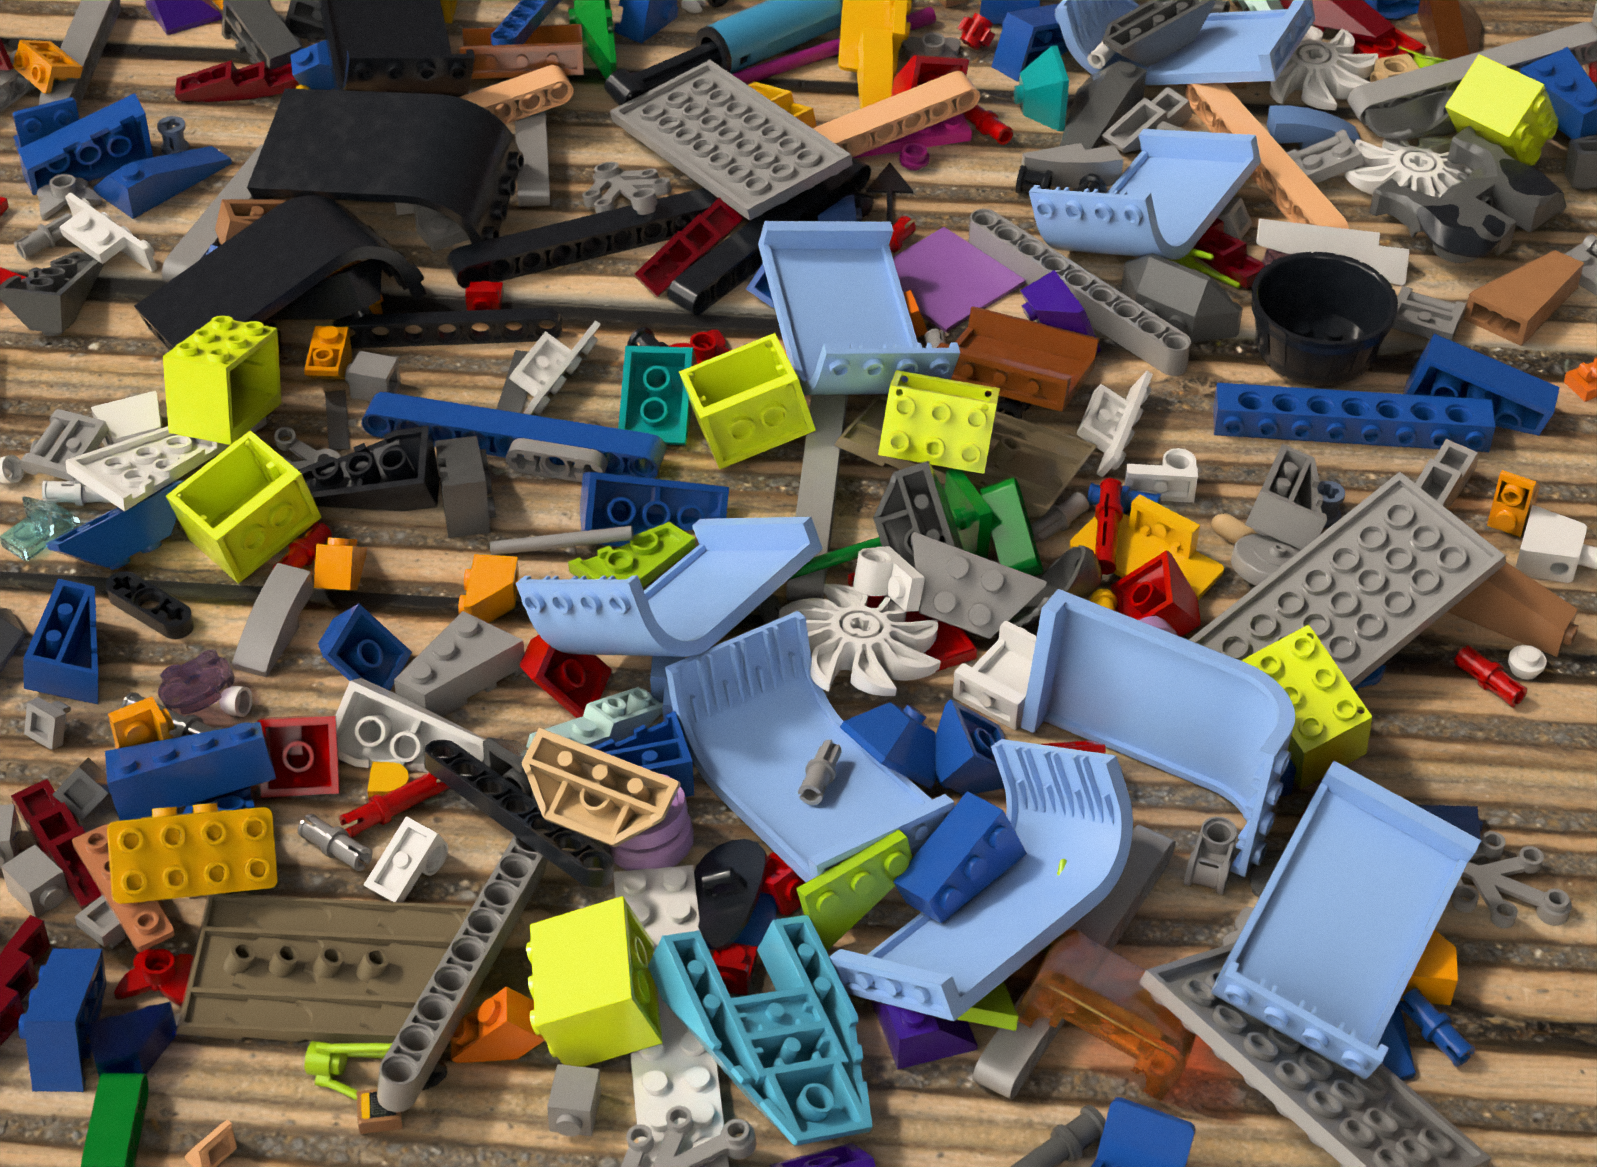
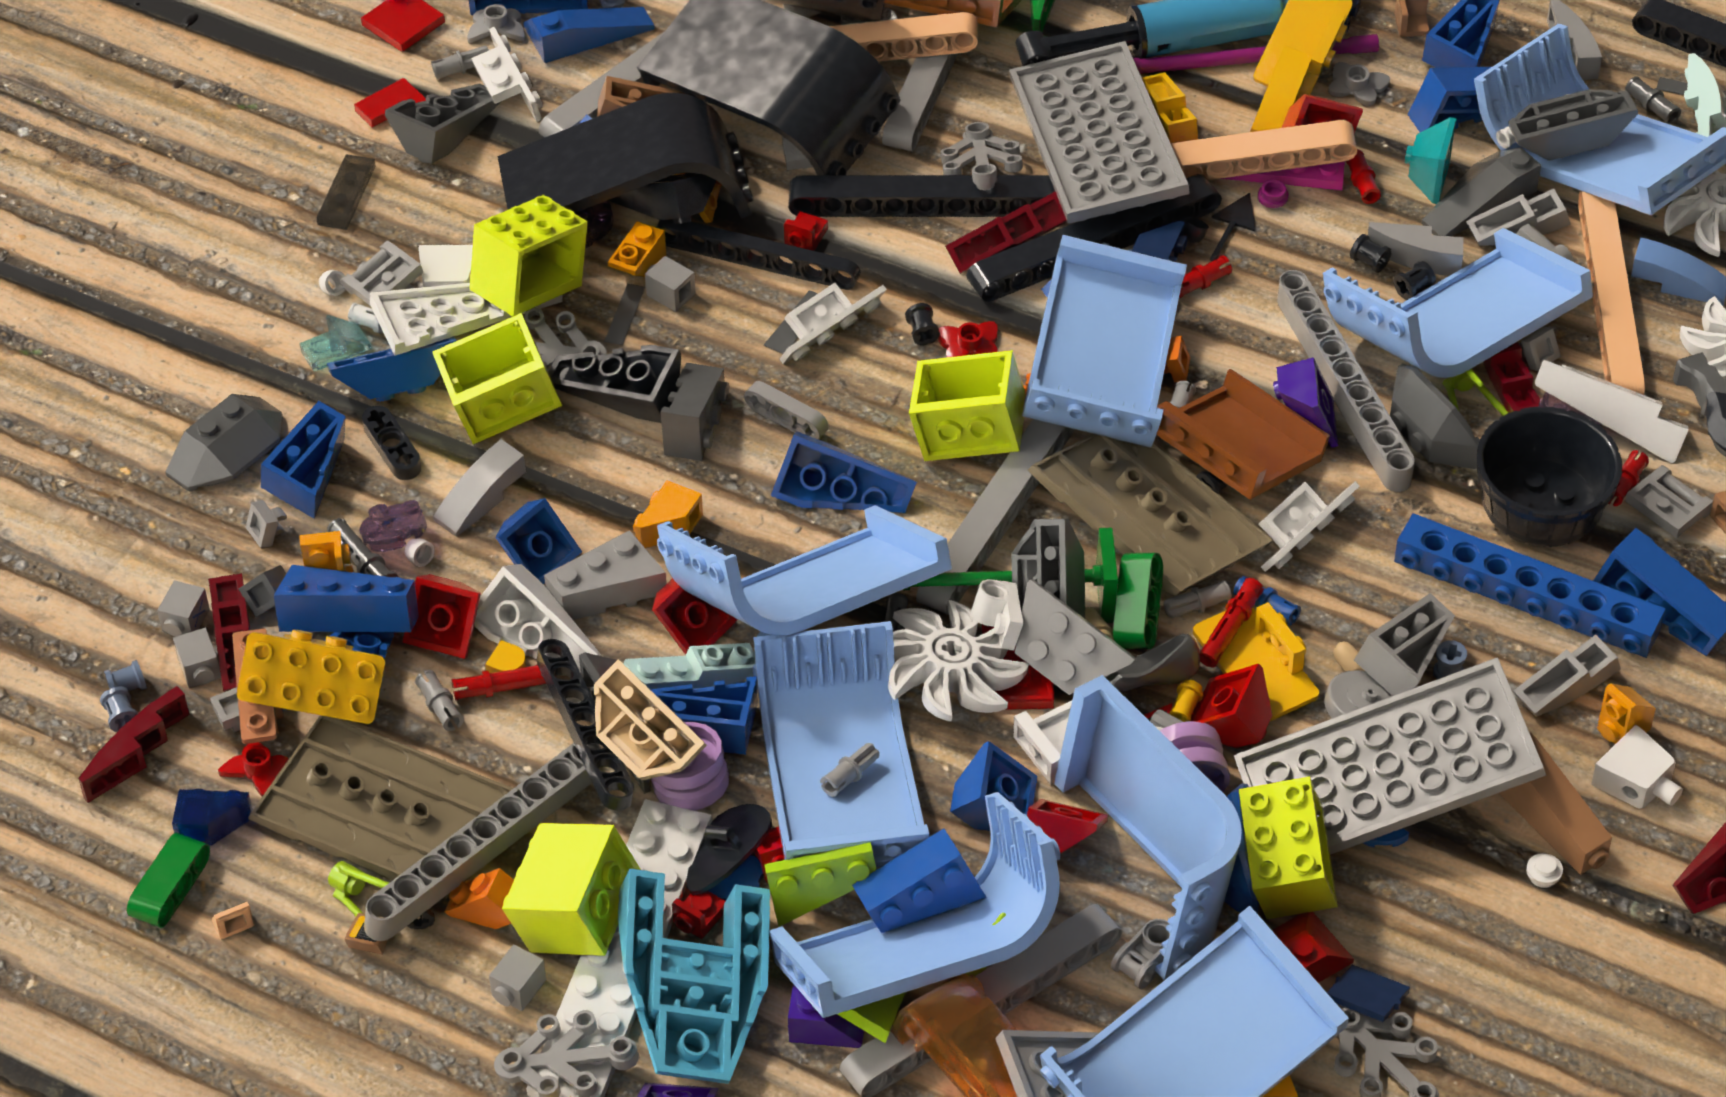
camera: 25 degrees right, 5 degrees up
(57, 1016) = (174, 763): blue wedge -> none
(303, 551) = (536, 431): red pin -> none
(339, 564) = (556, 454): light orange slope -> none
(409, 854) = (486, 731): white plate -> none
(561, 540) = (752, 488): light grey bar -> none
(626, 450) = (744, 364): blue beam -> none
(644, 556) = (800, 530): lime wing -> none
(654, 392) = (891, 373): teal slope -> none
(896, 740) = (926, 763): blue slope -> none
(938, 421) = (1112, 480): neon yellow container -> none
(952, 277) = (1236, 330): medium lavender piece -> none
(976, 31) = (1406, 74): red gear -> none
(1173, 480) = (1320, 596): white plate -> none
(1328, 157) = (1668, 309): light grey plate -> none
(1490, 676) = (1501, 873): red pin -> none

